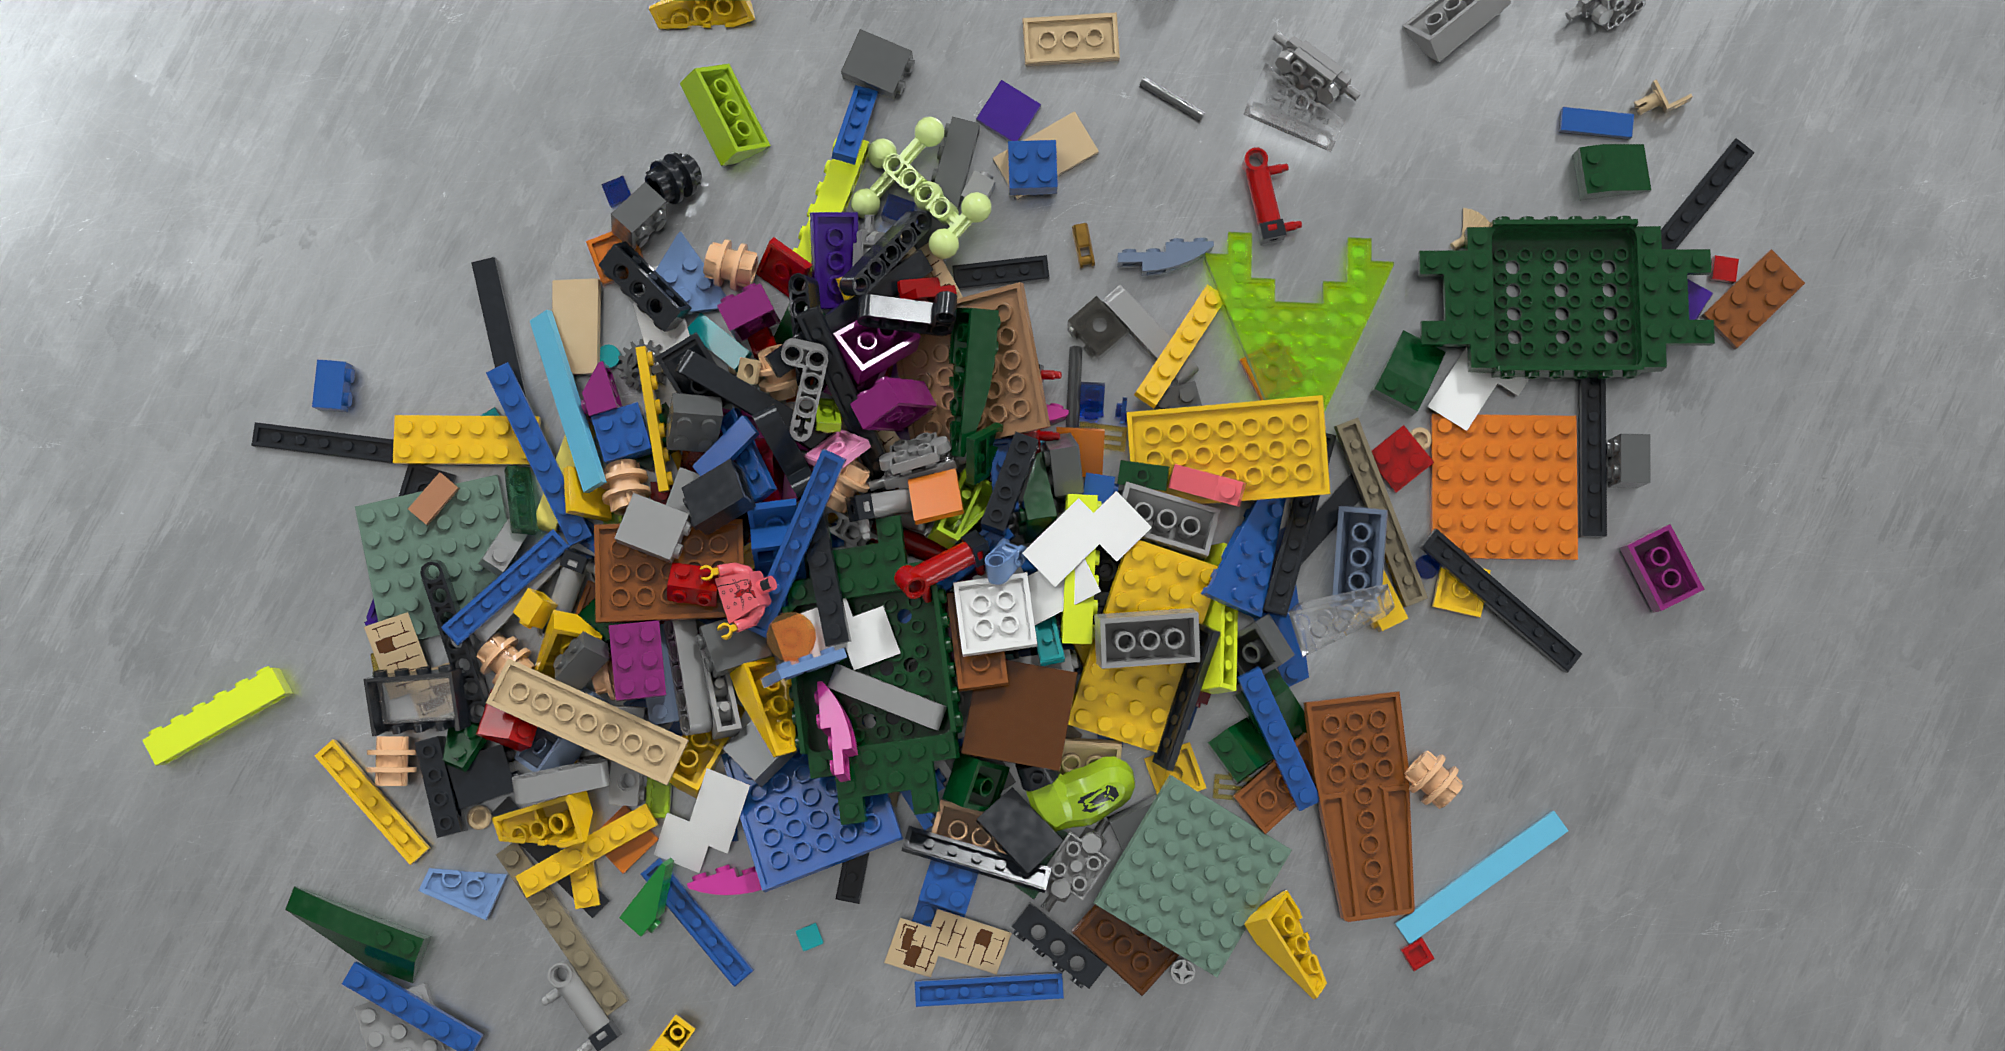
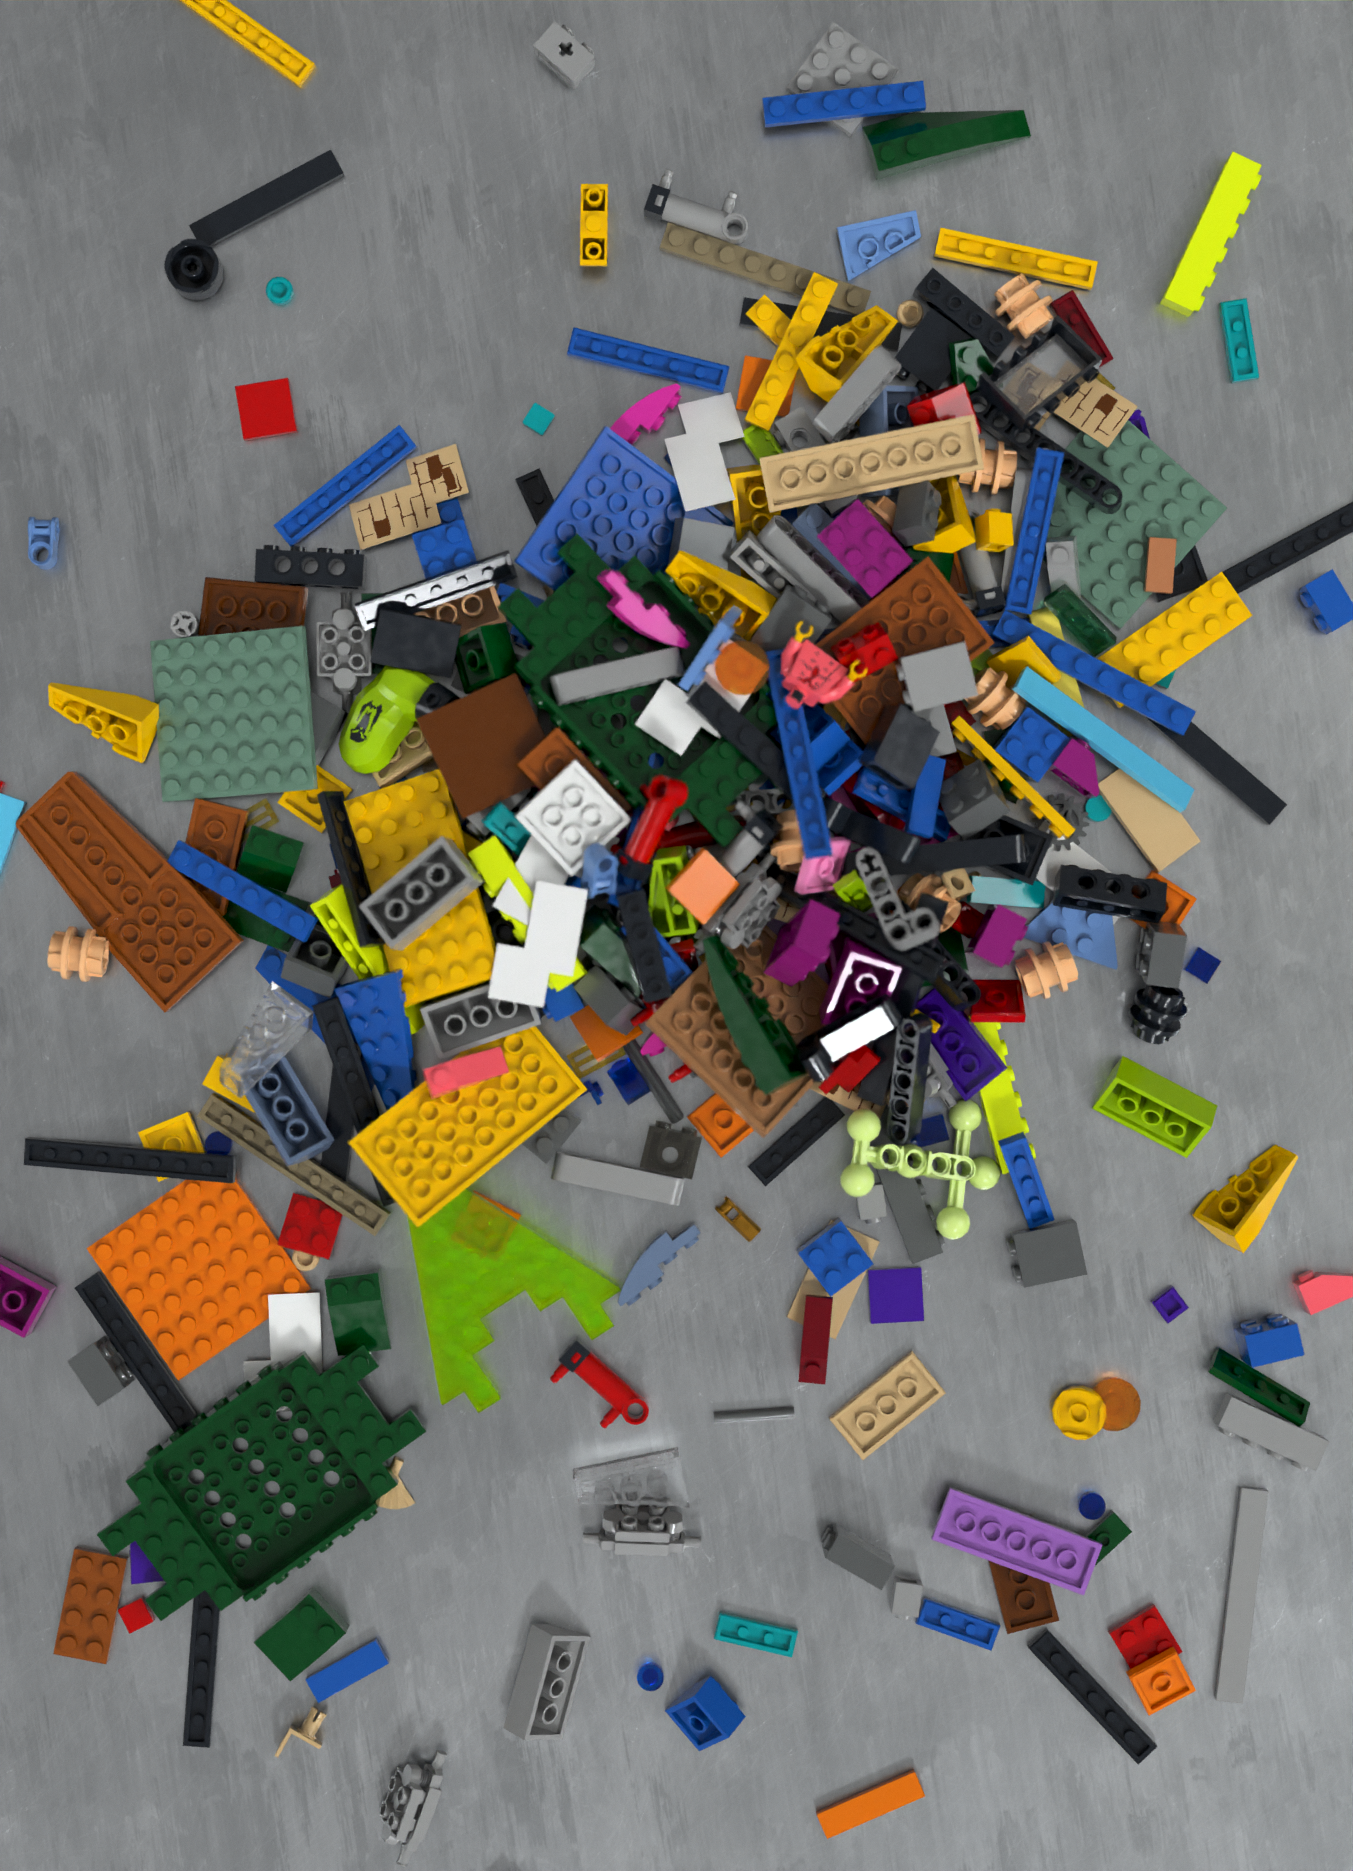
camera: 140 degrees right, 5 degrees up
(255, 624) = (1238, 340): none -> teal tile
(360, 730) = (1074, 315): none -> dark red tile
(649, 904) = (700, 345): green slope -> none
(981, 453) = (689, 954): dark green wing -> none
(1048, 323) = (719, 1124): none -> orange tile
(1089, 119) = (815, 1339): none -> dark red slope
(1144, 475) = (530, 1042): dark green plate -> none
(1179, 347) = (582, 1185): yellow plate -> none

